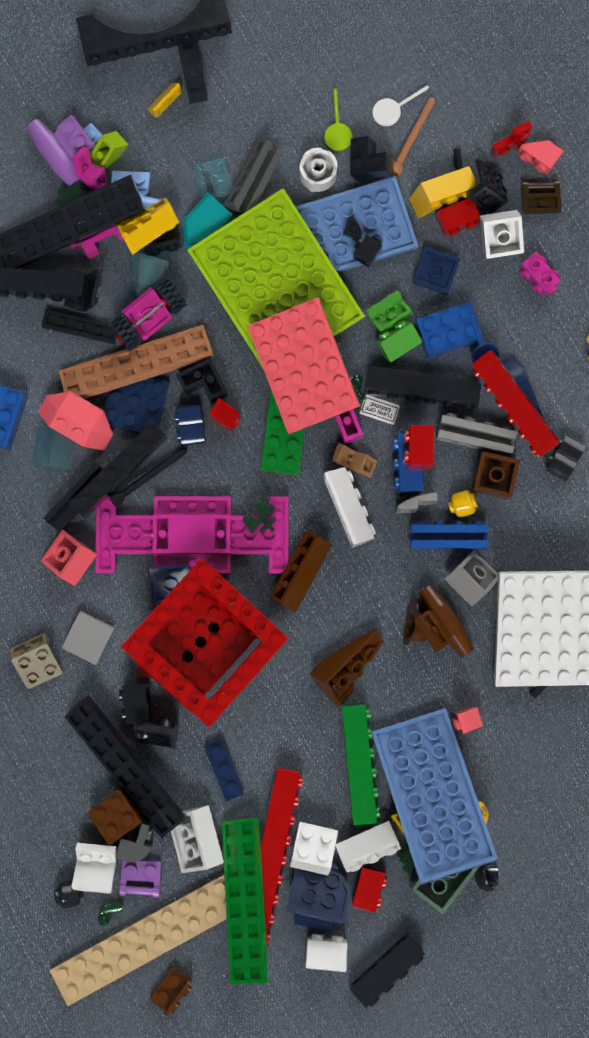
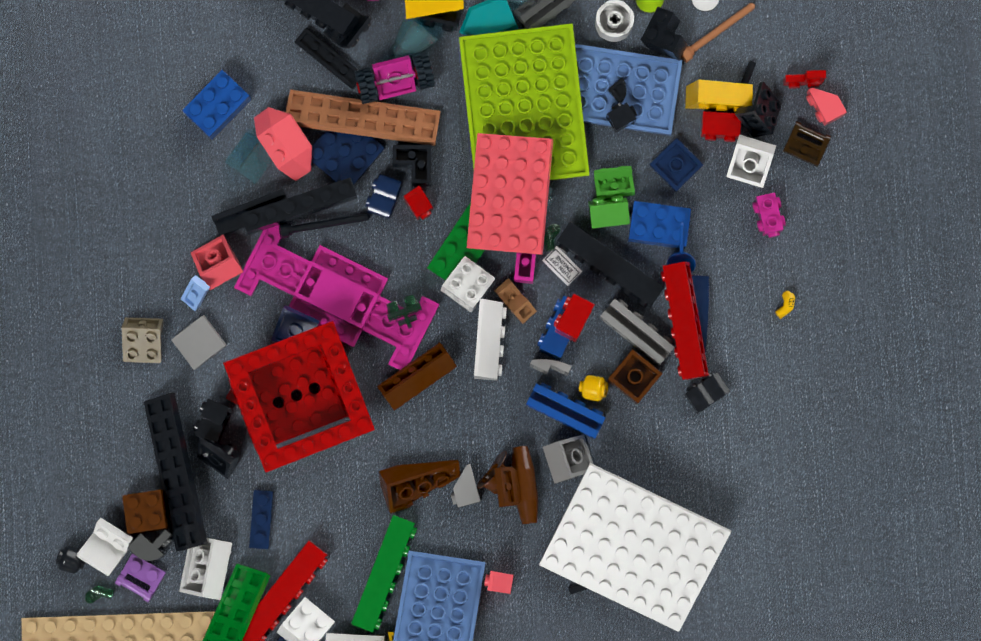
camera: 30 degrees right, 0 degrees up
(62, 594) = (195, 292): none -> light blue plate
(304, 466) = (467, 284): none -> white bracket
(394, 651) = (465, 489): none -> light grey slope

